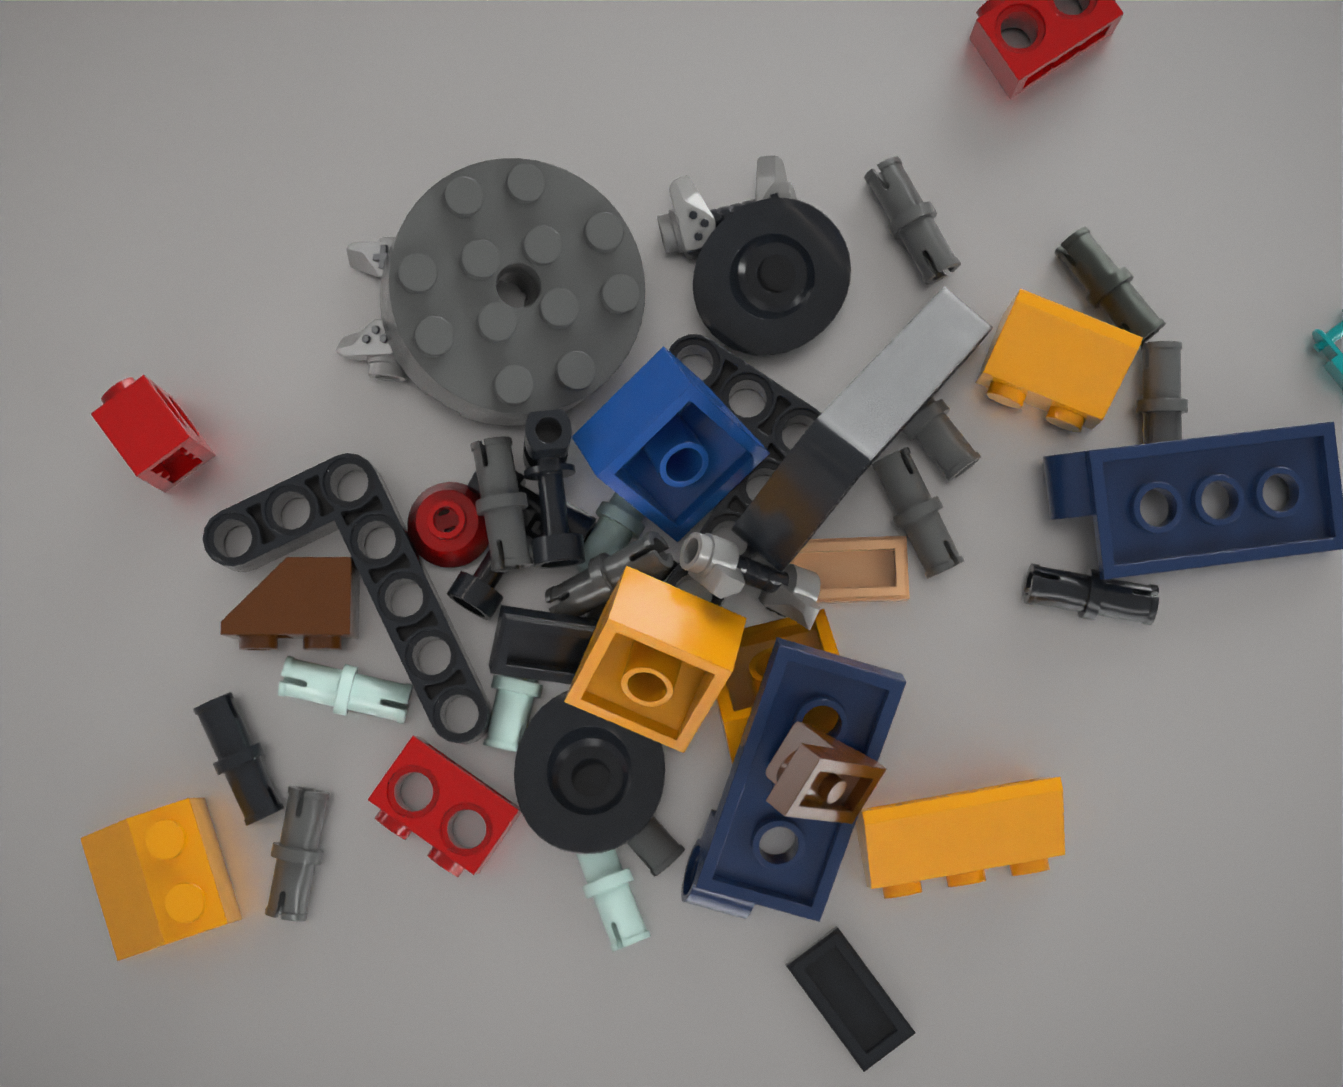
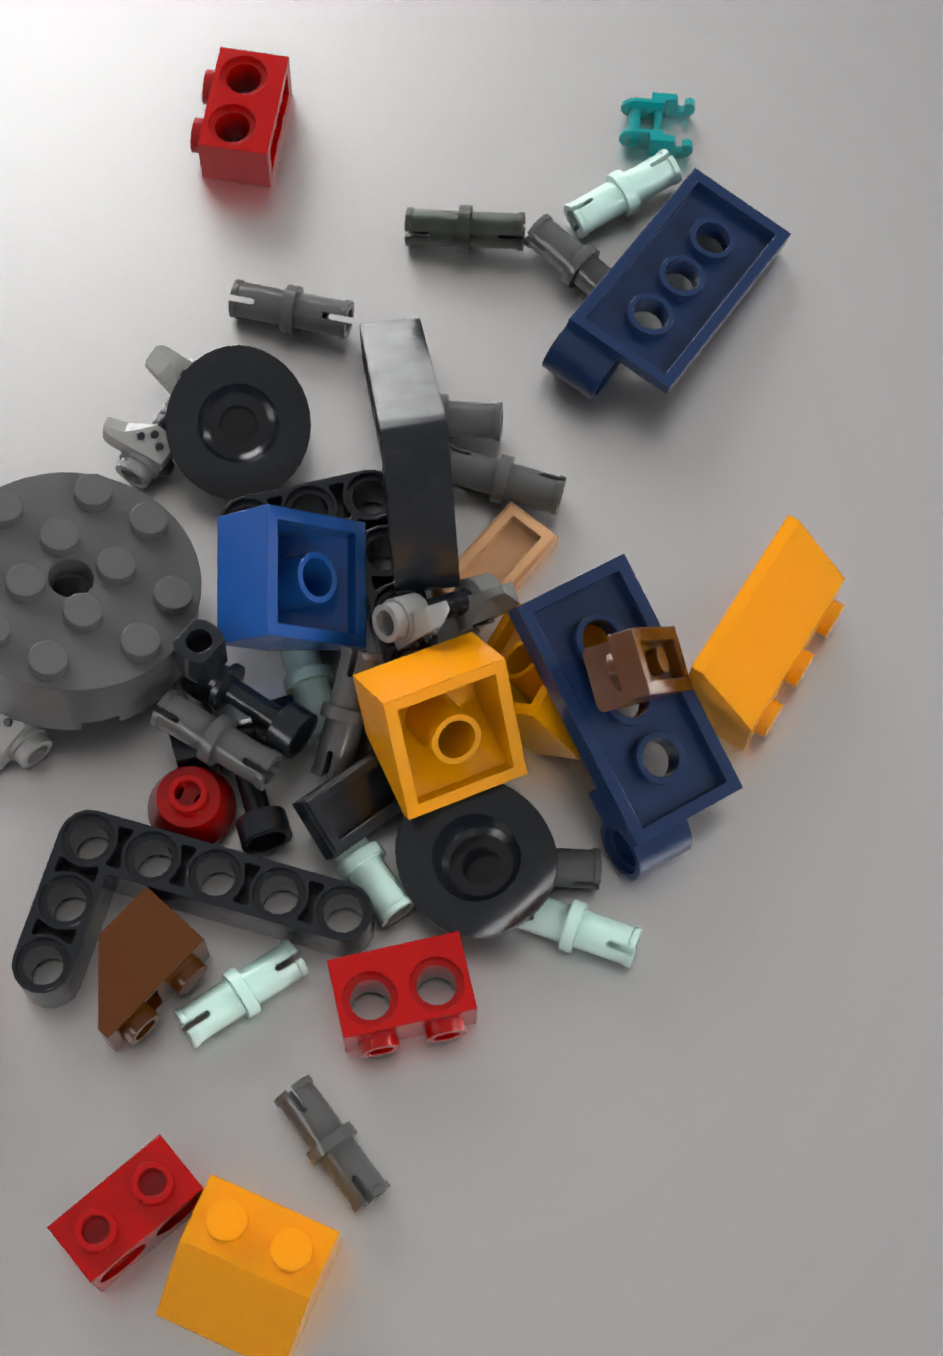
camera: 55 degrees left, 15 degrees down
(122, 761) = (128, 1213): none -> red brick
(238, 758) = (214, 1123): black pin -> none
(850, 998) = (817, 830): black tile -> none
(1056, 361) = (483, 291): light orange slope -> none
(1090, 594) = (669, 418): black pin -> none
(1262, 381) = (622, 193): none -> light aqua pin

